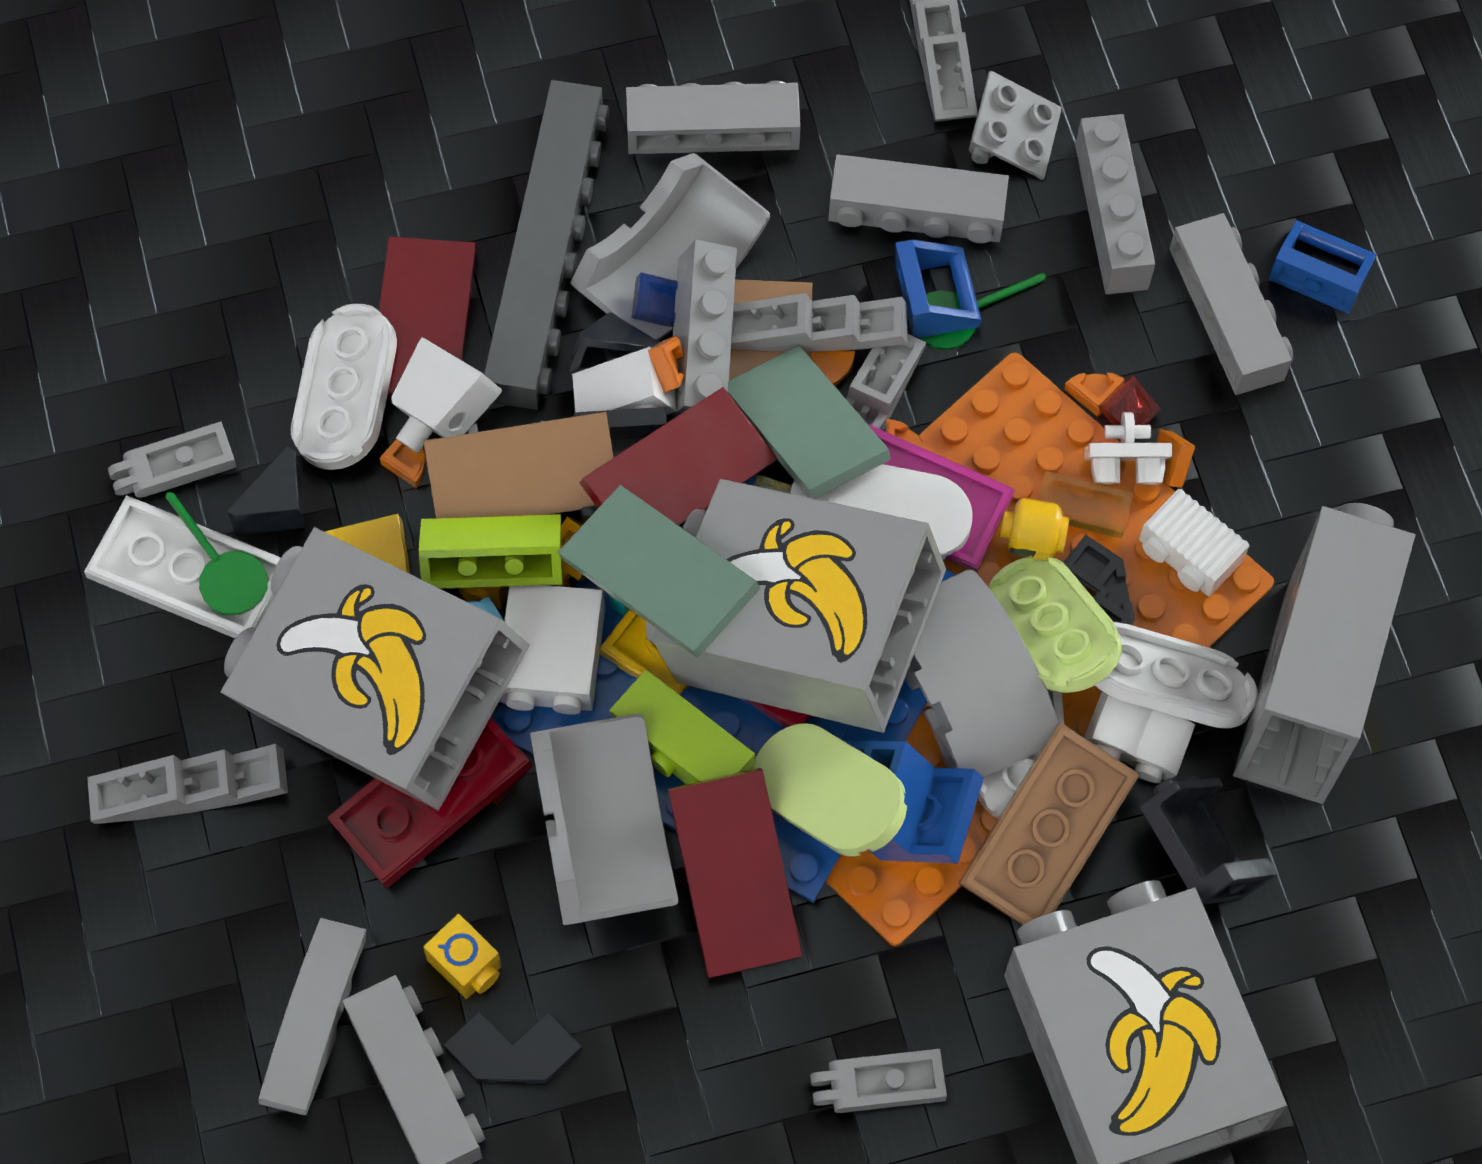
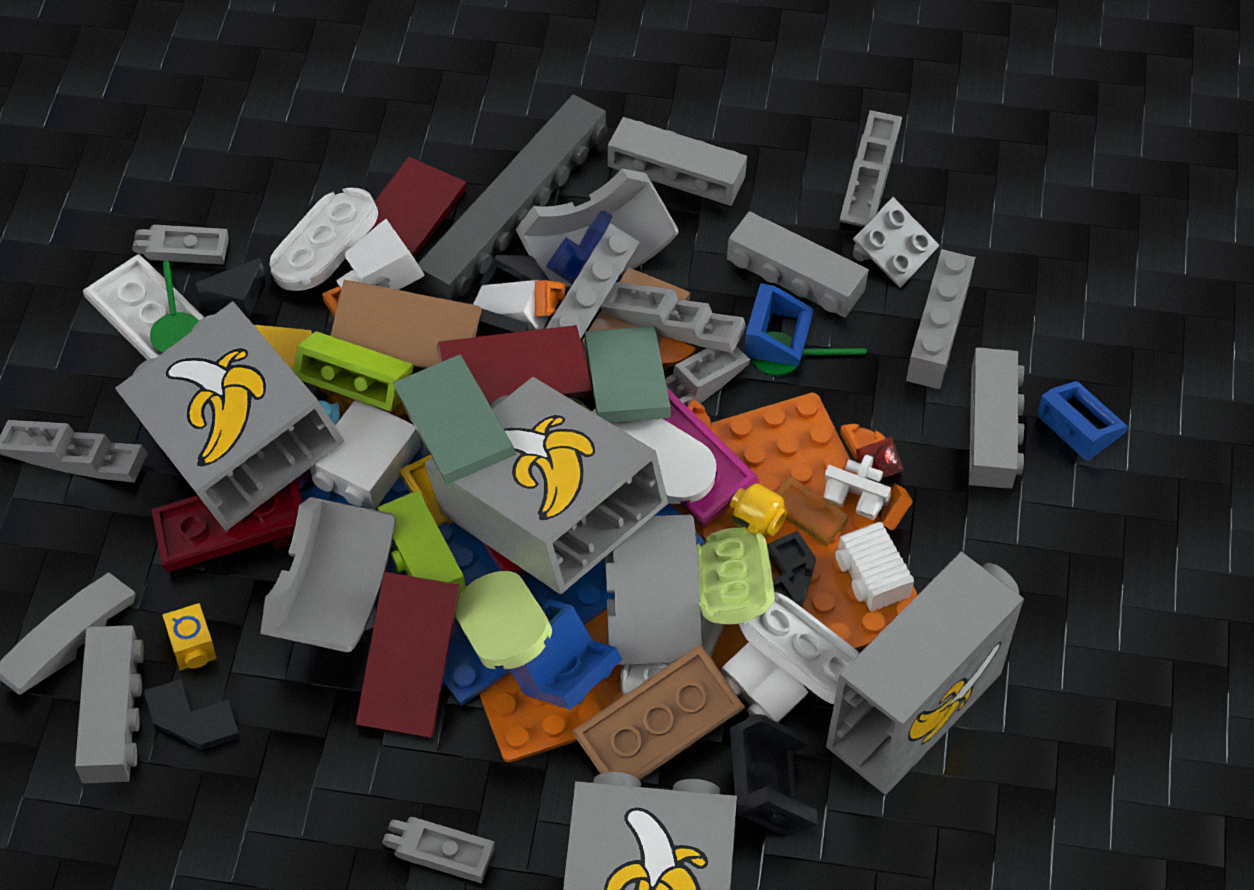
camera: 25 degrees right, 10 degrees down
(674, 258) = (593, 235): none -> clear blue tile

